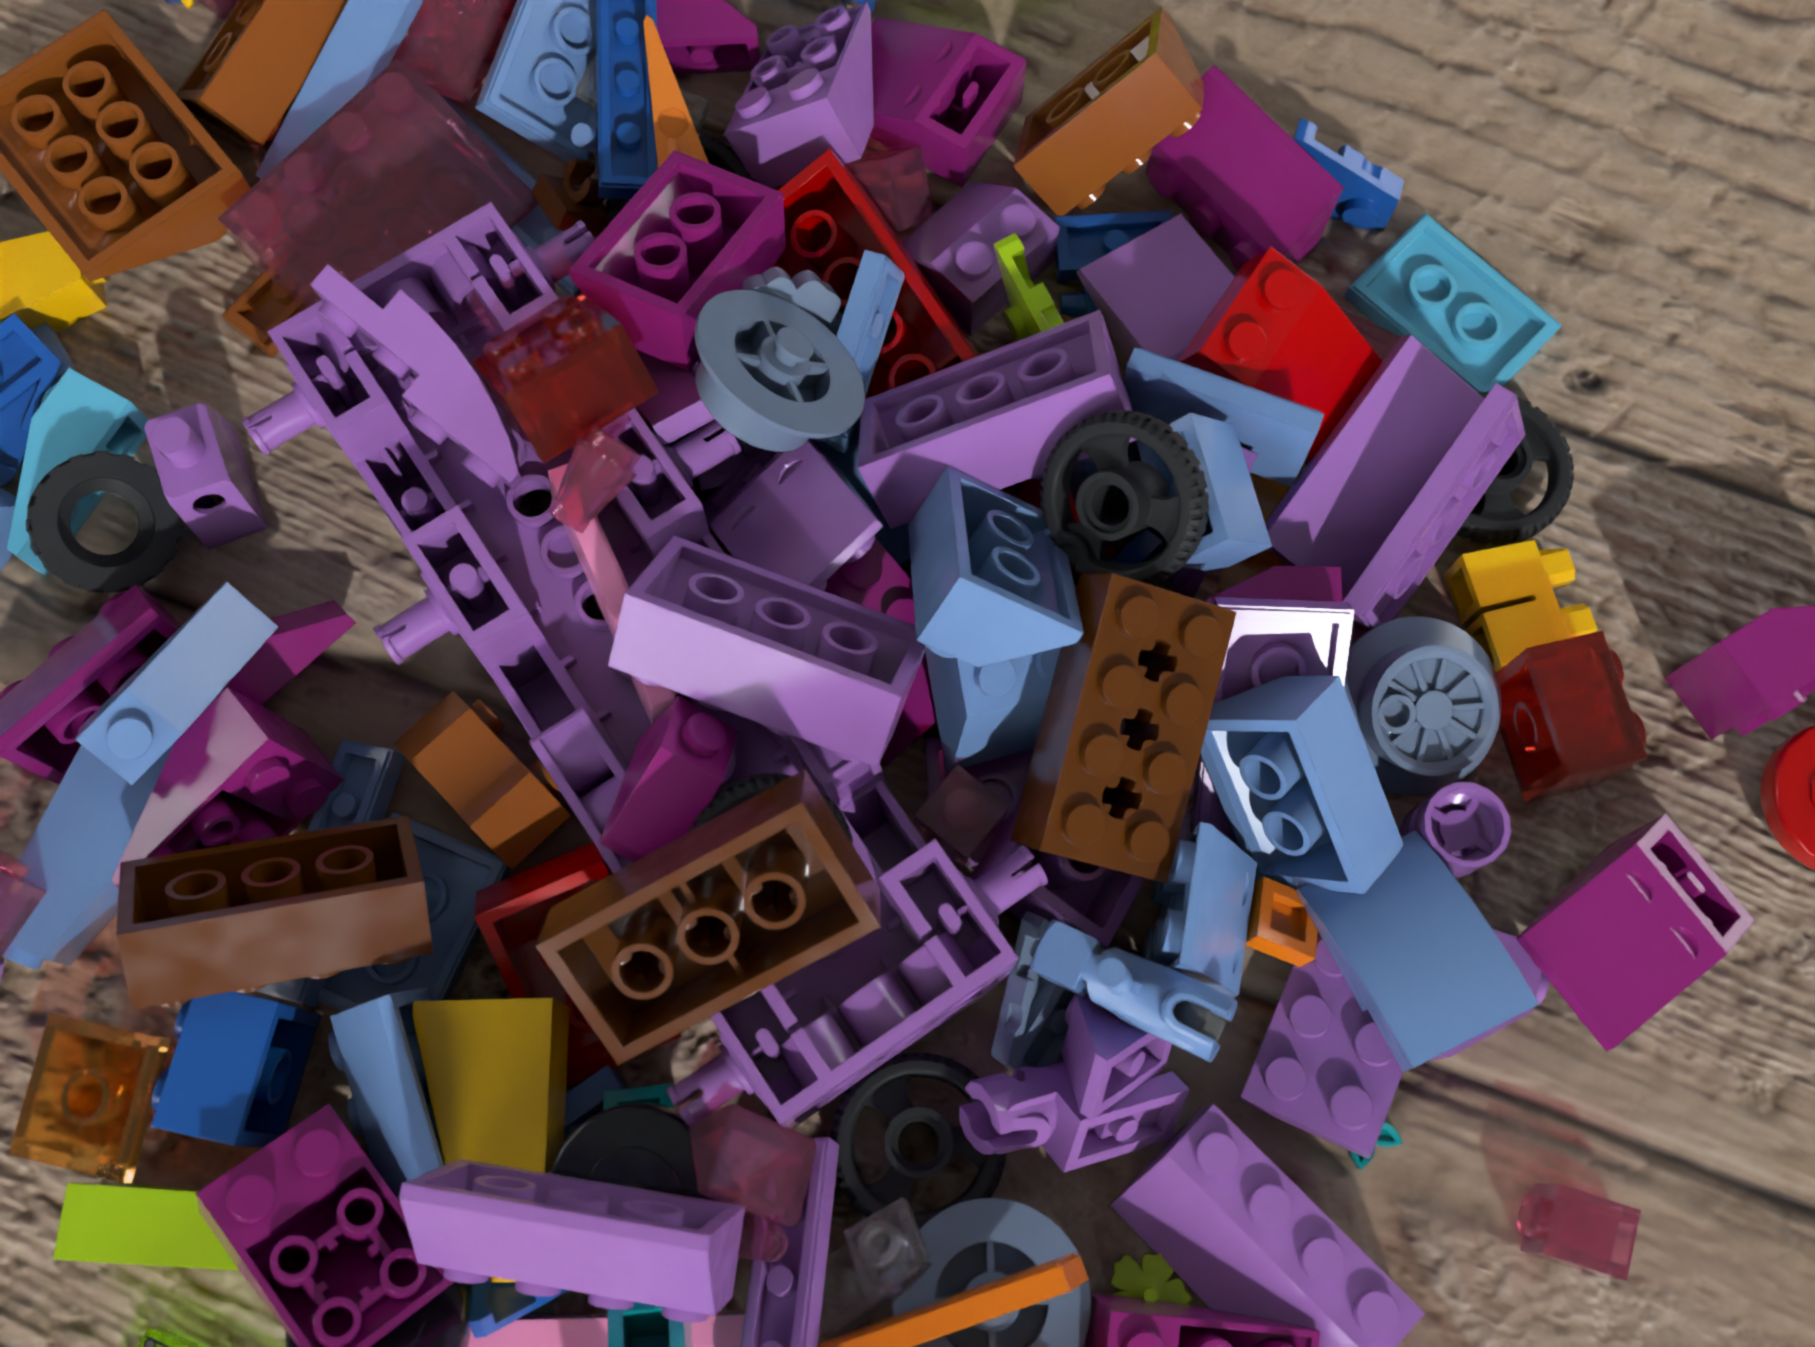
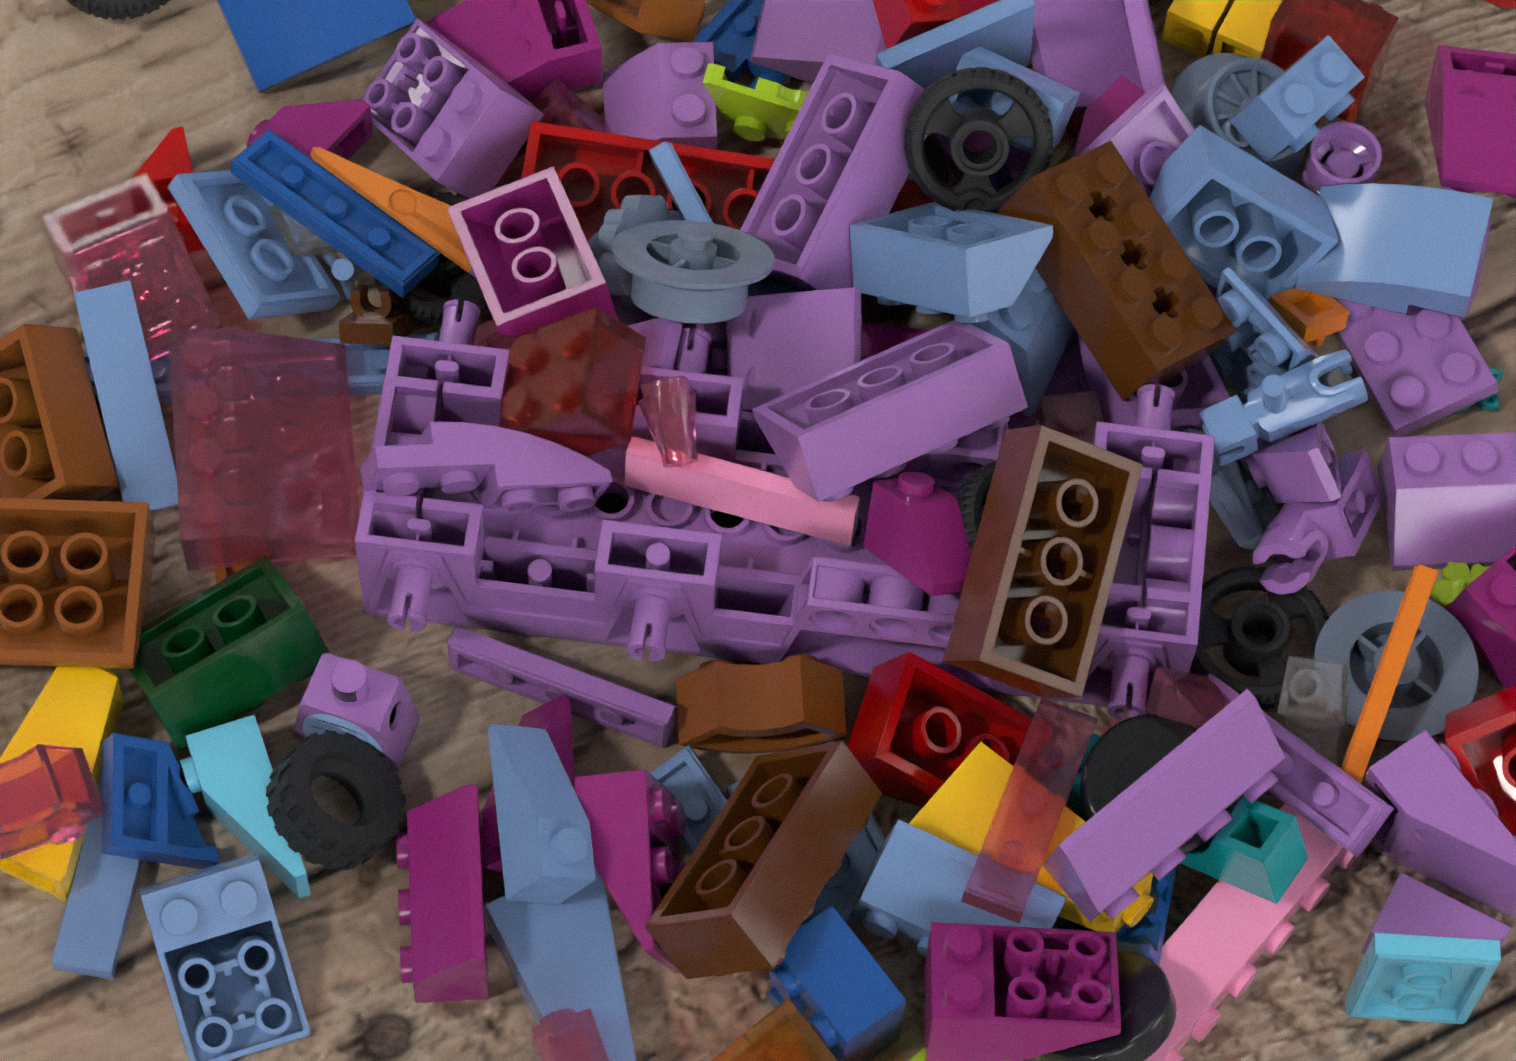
camera: 50 degrees left, 10 degrees down
(176, 336) = (226, 651): none -> dark green slope
(366, 605) = (546, 680): none -> medium lavender tile
(494, 1107) = (1029, 811): none -> clear pink tile
(1474, 738) = (1297, 99): none -> medium blue brick

